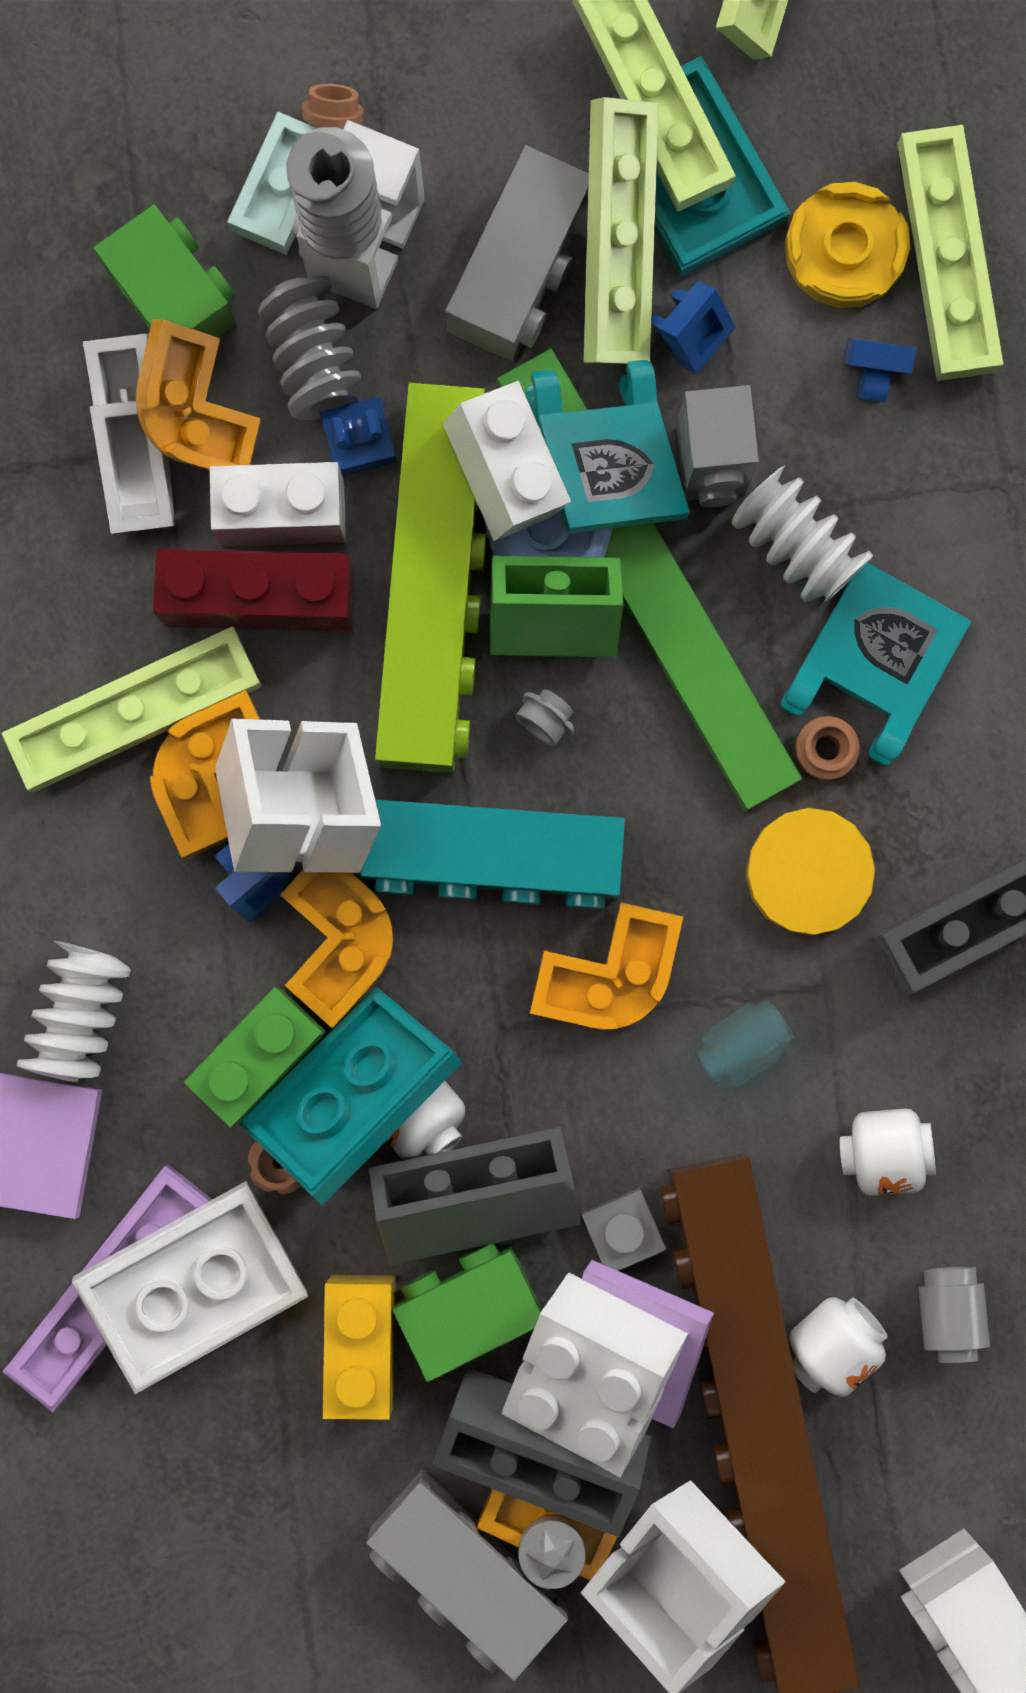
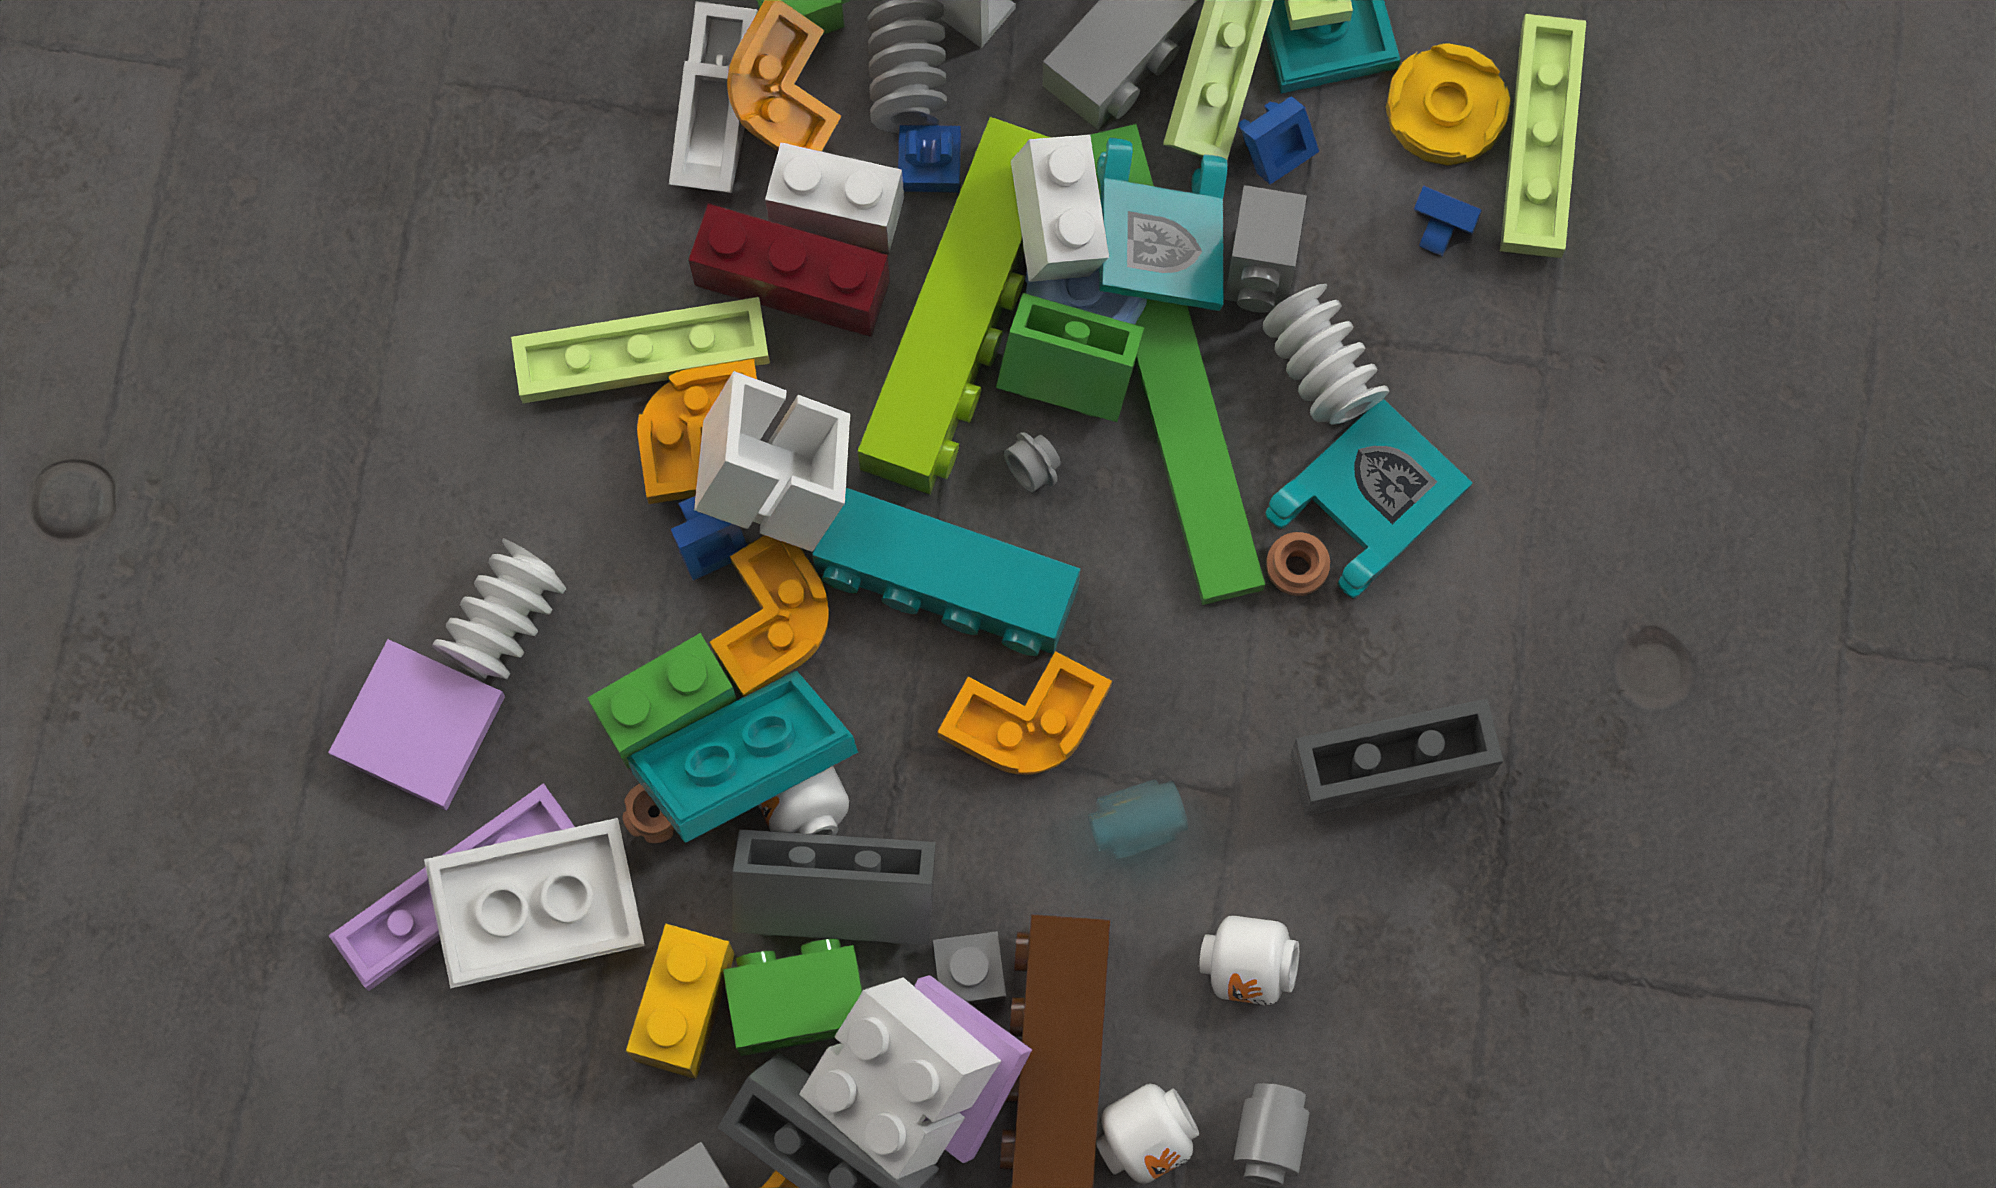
camera: 15 degrees right, 10 degrees down
(810, 871) = (1249, 676): yellow tile -> none

